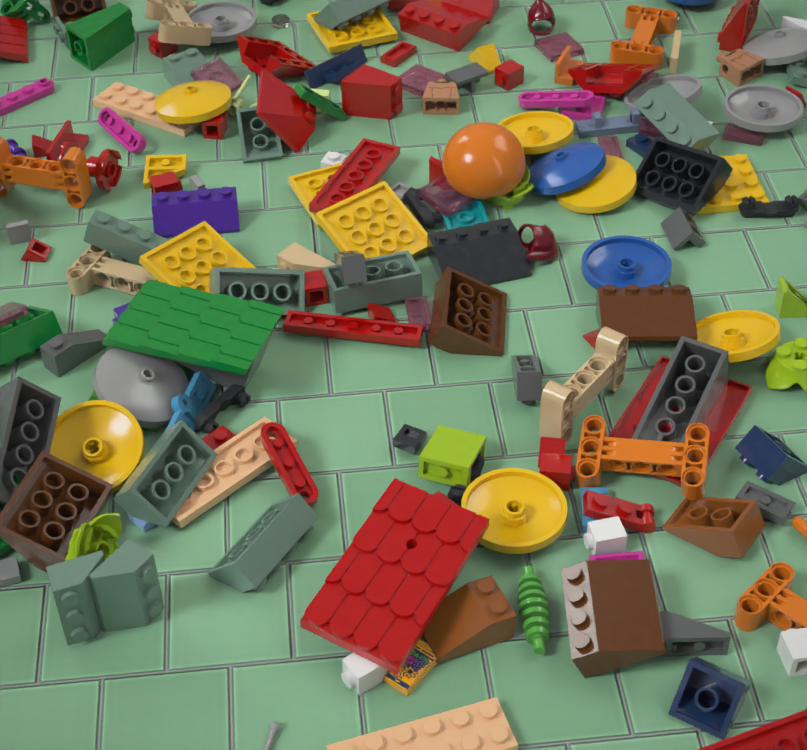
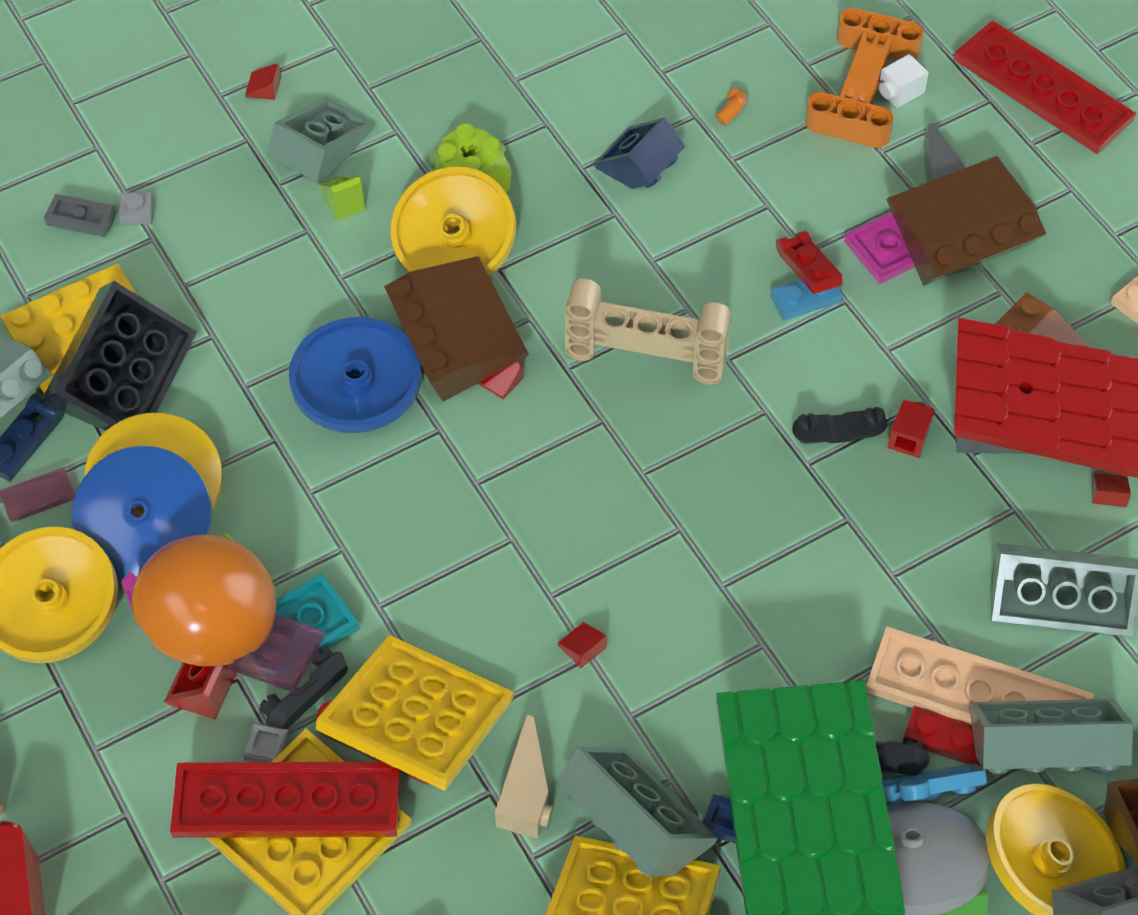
camera: 115 degrees left, 15 degrees up
(288, 462) = (938, 611): red plate -> none
(315, 288) = (562, 746): red brick -> none
(332, 158) = (213, 886): white plate -> none
(351, 268) = (550, 676): dark grey slope -> none
(353, 328) = (632, 666): red plate -> none
(388, 280) = (533, 666): sand green slope -> none
(409, 439) = (806, 509): black plate -> none
(418, 312) = (554, 601): clear pink tile -> none
(451, 455) = (817, 439): lime panel -> none
(467, 316) = (541, 532): reddish brown slope -> none
(482, 251) = (397, 568): black slope -> none
(522, 506) = (869, 353): yellow dish -> none
(526, 378) = (626, 423): dark grey slope -> none
(533, 610) = (986, 299): bright green piece -> none
(543, 245) = (349, 493): dark red piece -> none
(551, 445) = (744, 360): red slope -> none
(558, 469) = (778, 341): red brick -> none
(605, 536) = (854, 264): white brick -> none
(643, 456) = (714, 210): orange beam -> none
(681, 228) = (228, 345): dark grey panel -> none
(681, 392) = (634, 253): dark grey piece -> none
(709, 697) = (1000, 130): dark blue slope -> none
(717, 524) = (772, 179): dark orange slope -> none
(756, 209) = (131, 259): black piece -> none
(770, 504) = (712, 148): dark grey plate -> none

